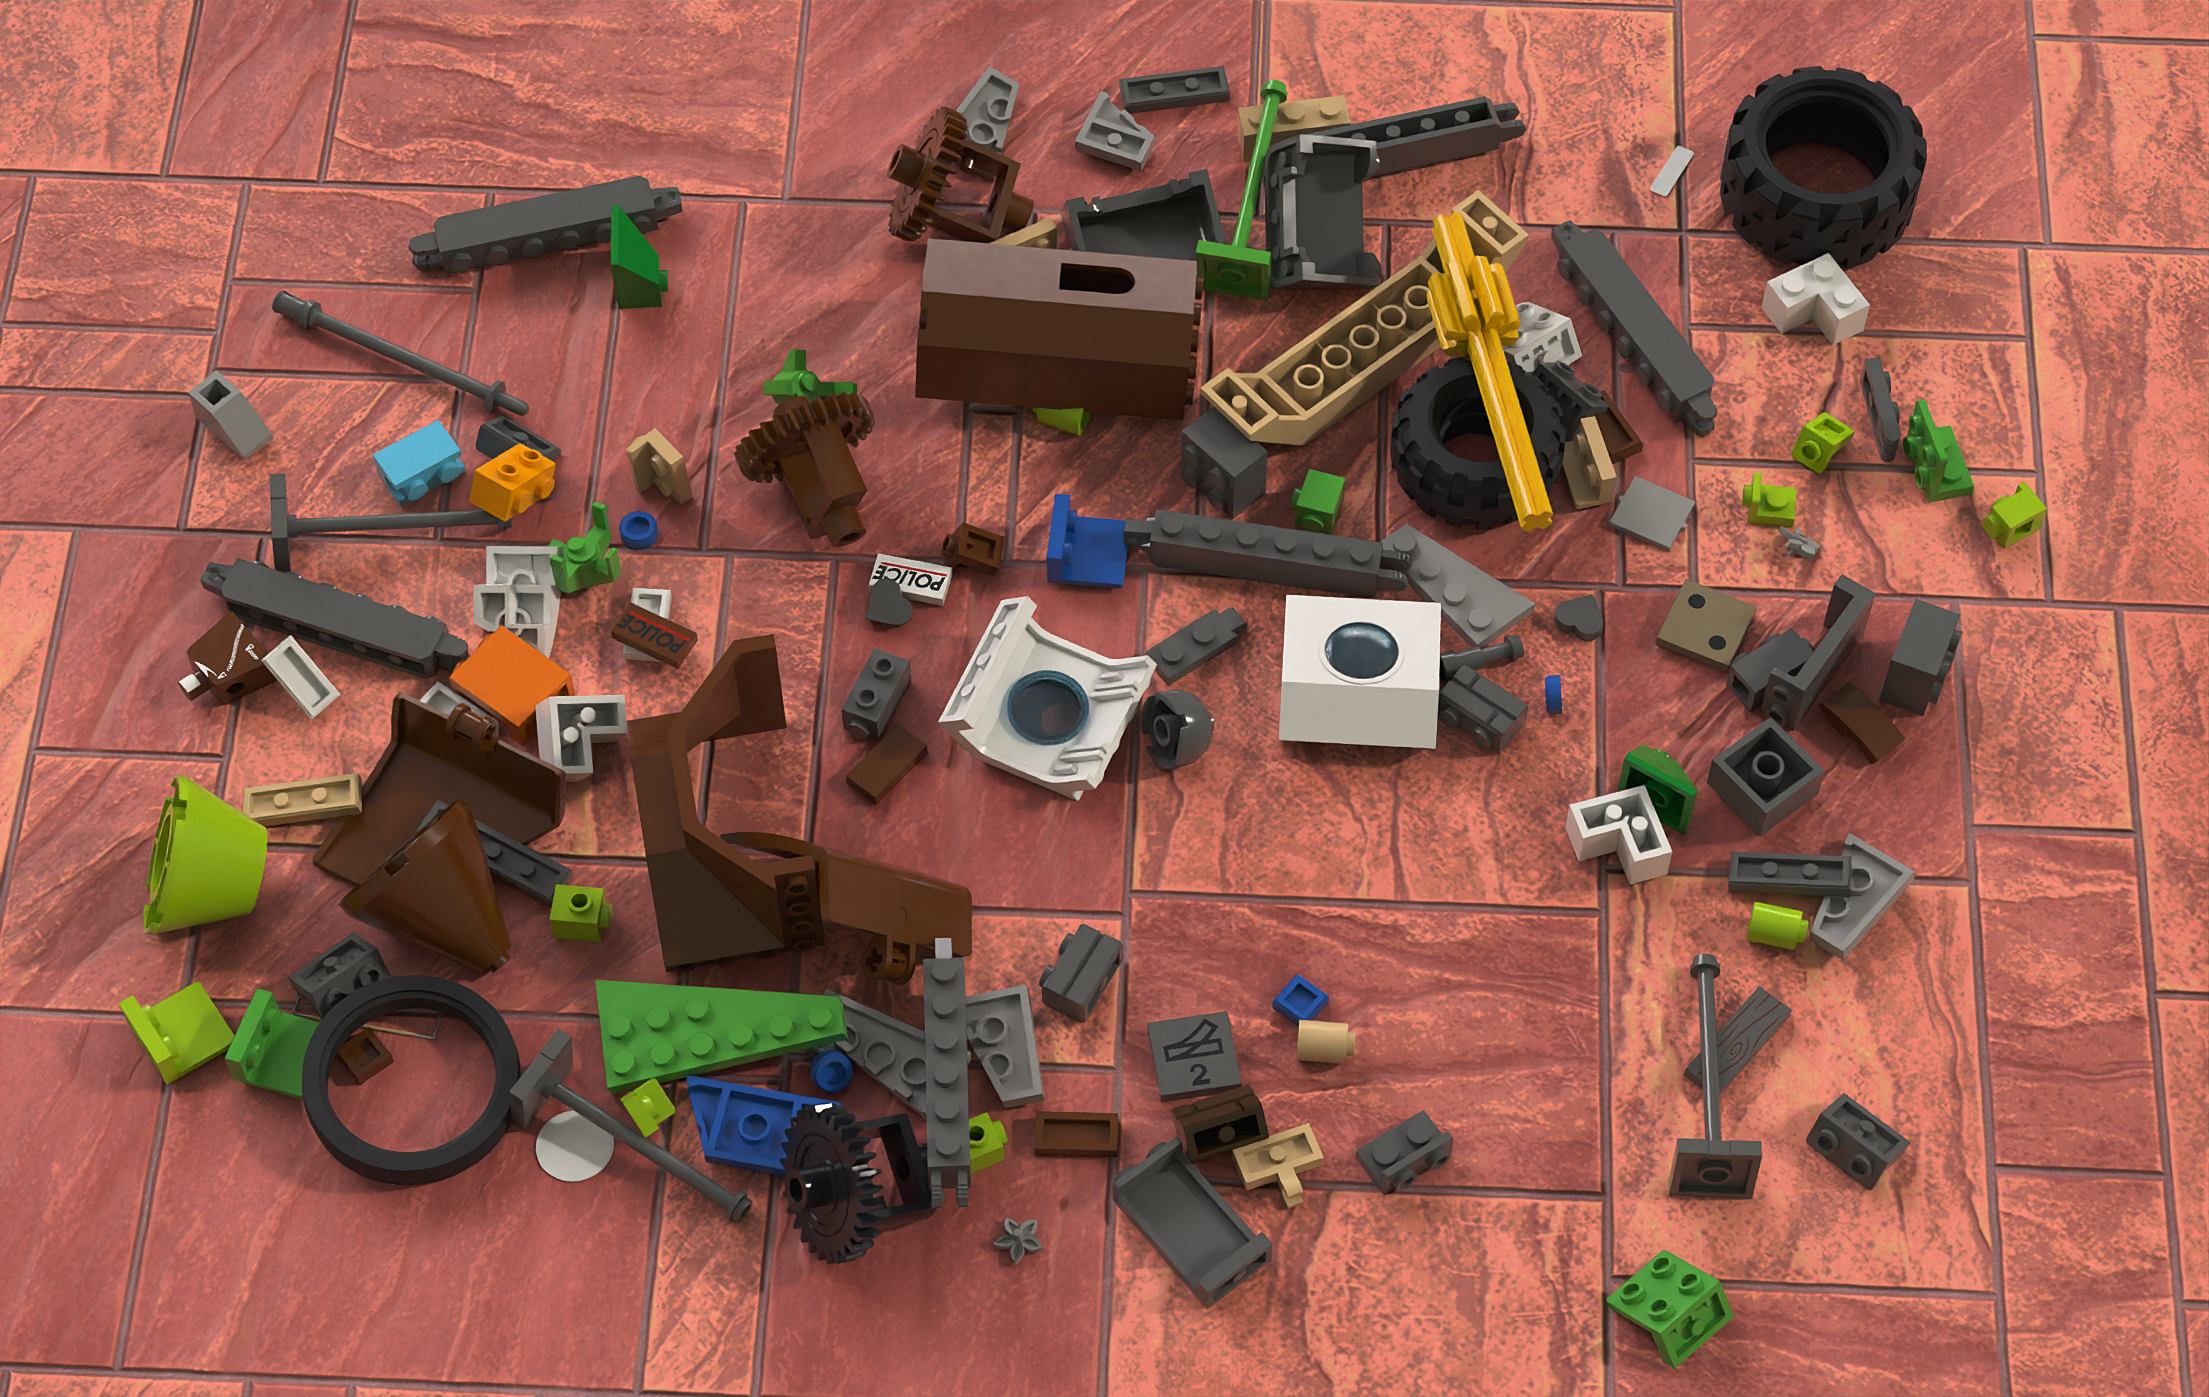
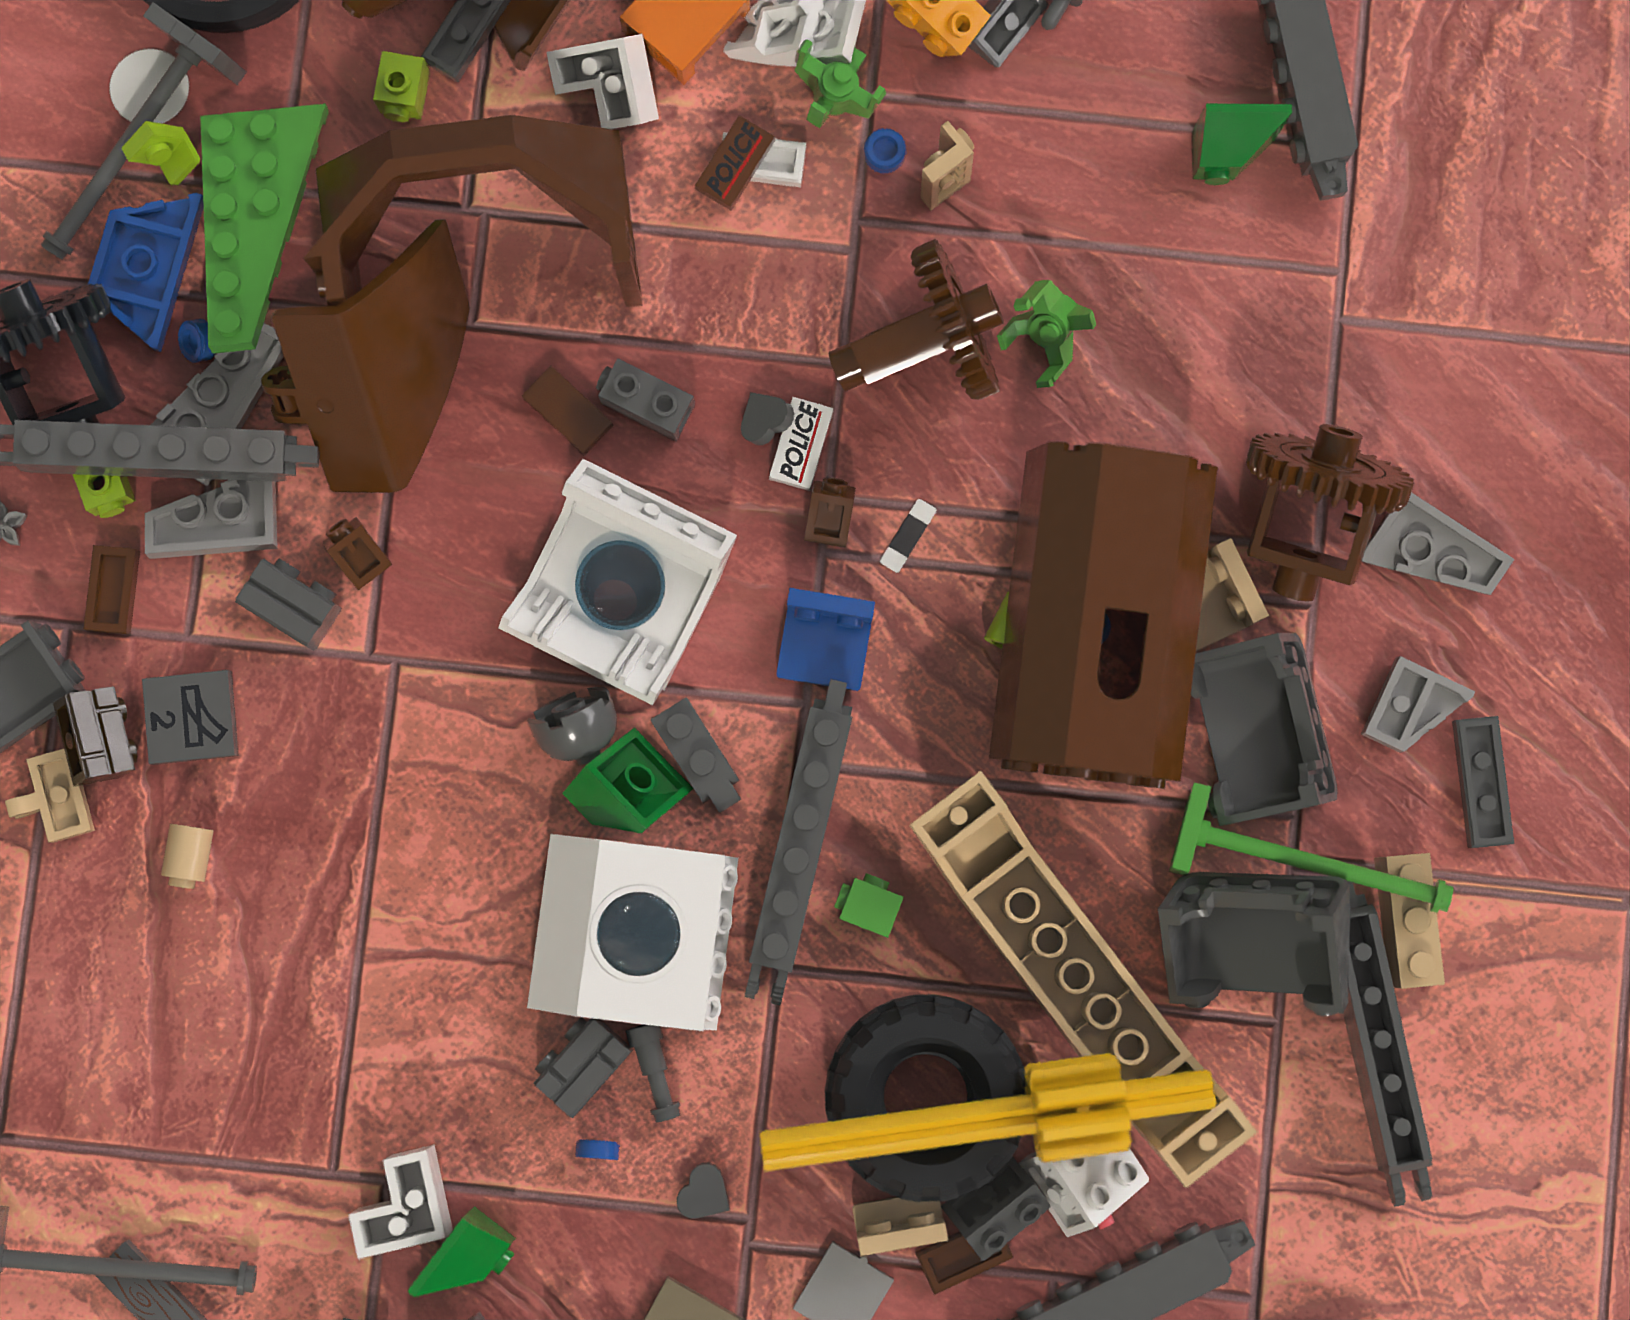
camera: 90 degrees right, 25 degrees up
(988, 499) = (908, 535): none -> sticker
(1027, 922) = (355, 552): none -> reddish brown bracket
(1223, 463) = (921, 788): dark grey brick -> none
(1235, 688) = (627, 786): none -> green slope
(1300, 1000) = (245, 834): blue tile -> none
(1405, 1152) = (55, 930): dark grey bracket -> none
(1469, 598) = (745, 1060): light grey wing -> none

